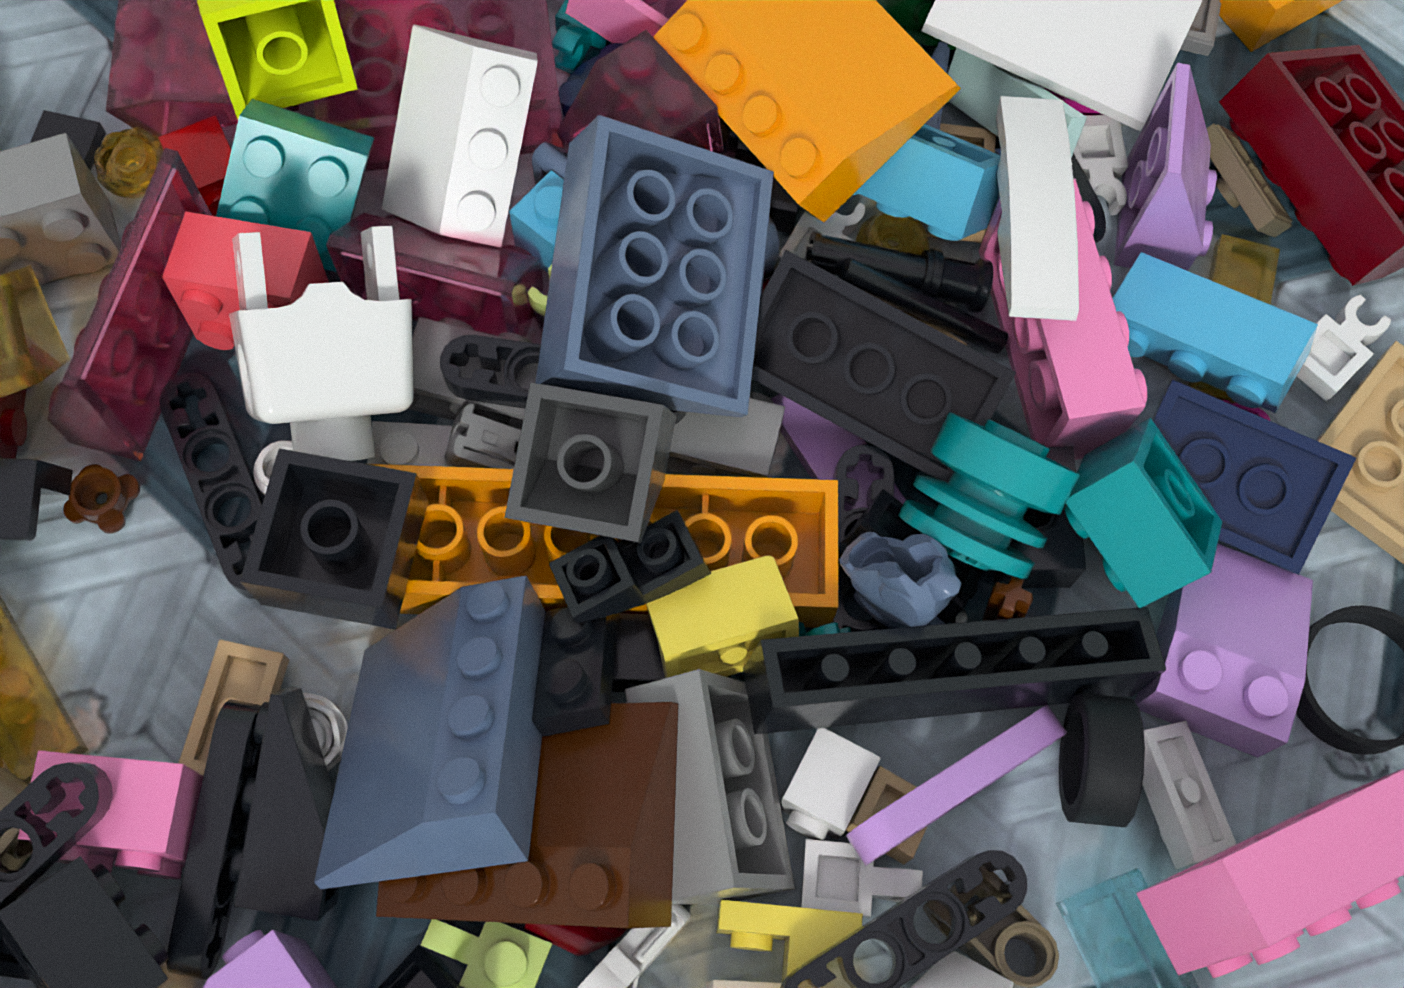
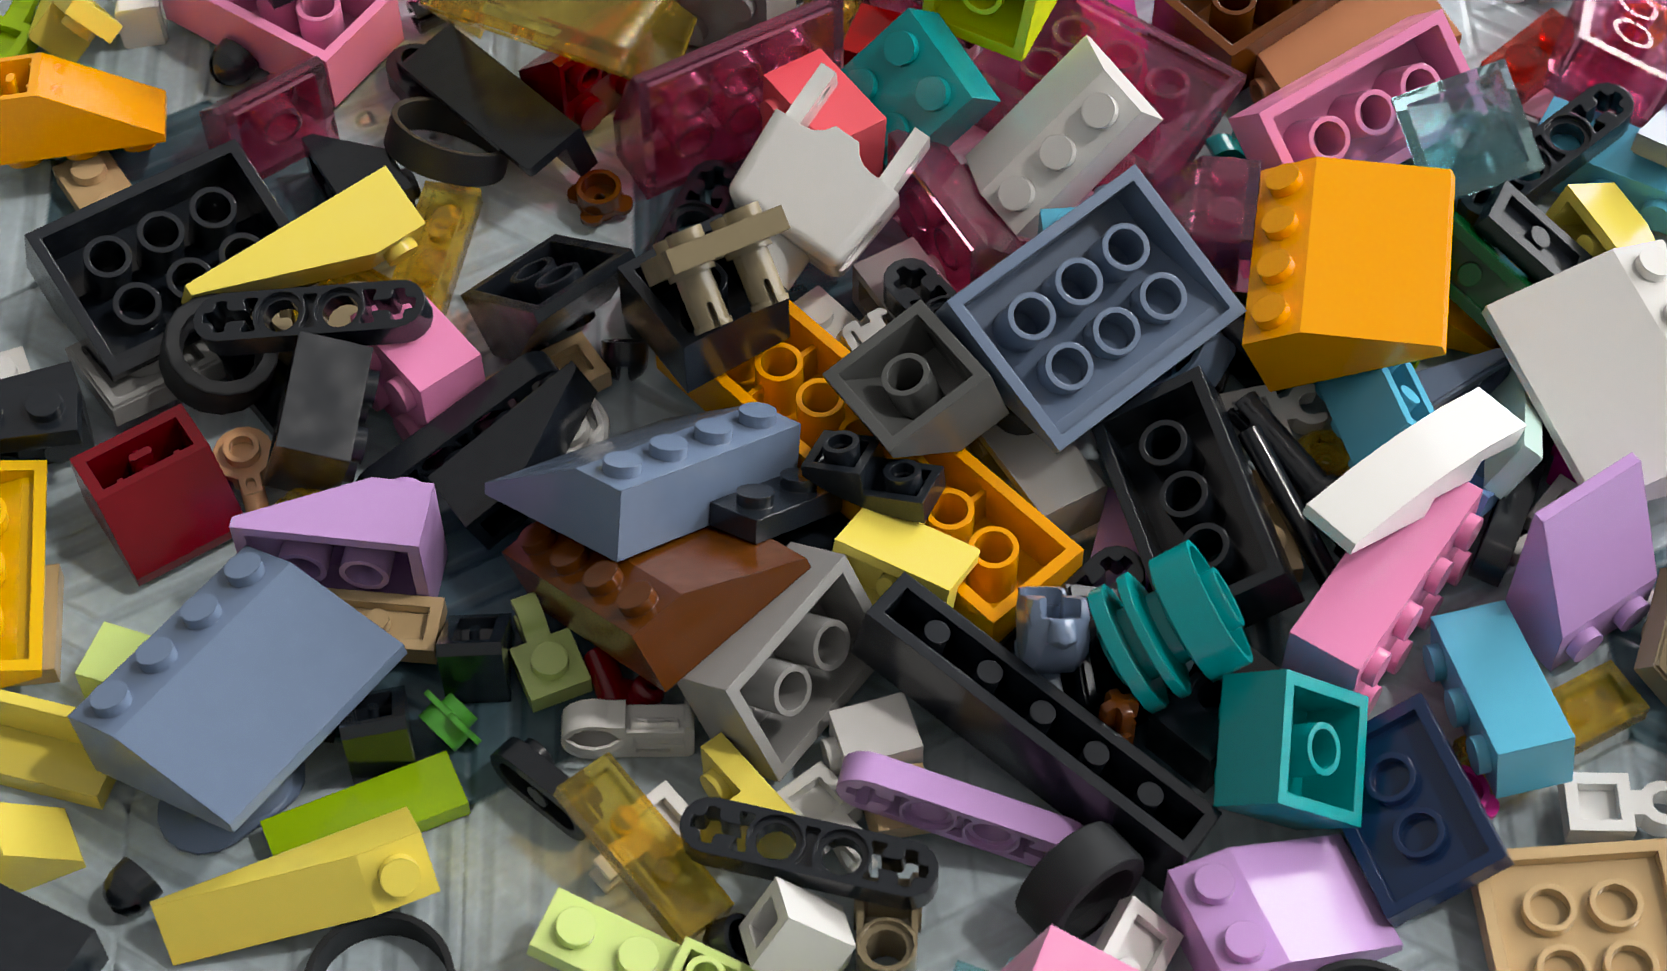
camera: 50 degrees right, 15 degrees down
(165, 639) = (544, 293): none -> black slope
(274, 627) = (625, 353): none -> black hinge
(337, 486) = (737, 236): none -> dark tan plate

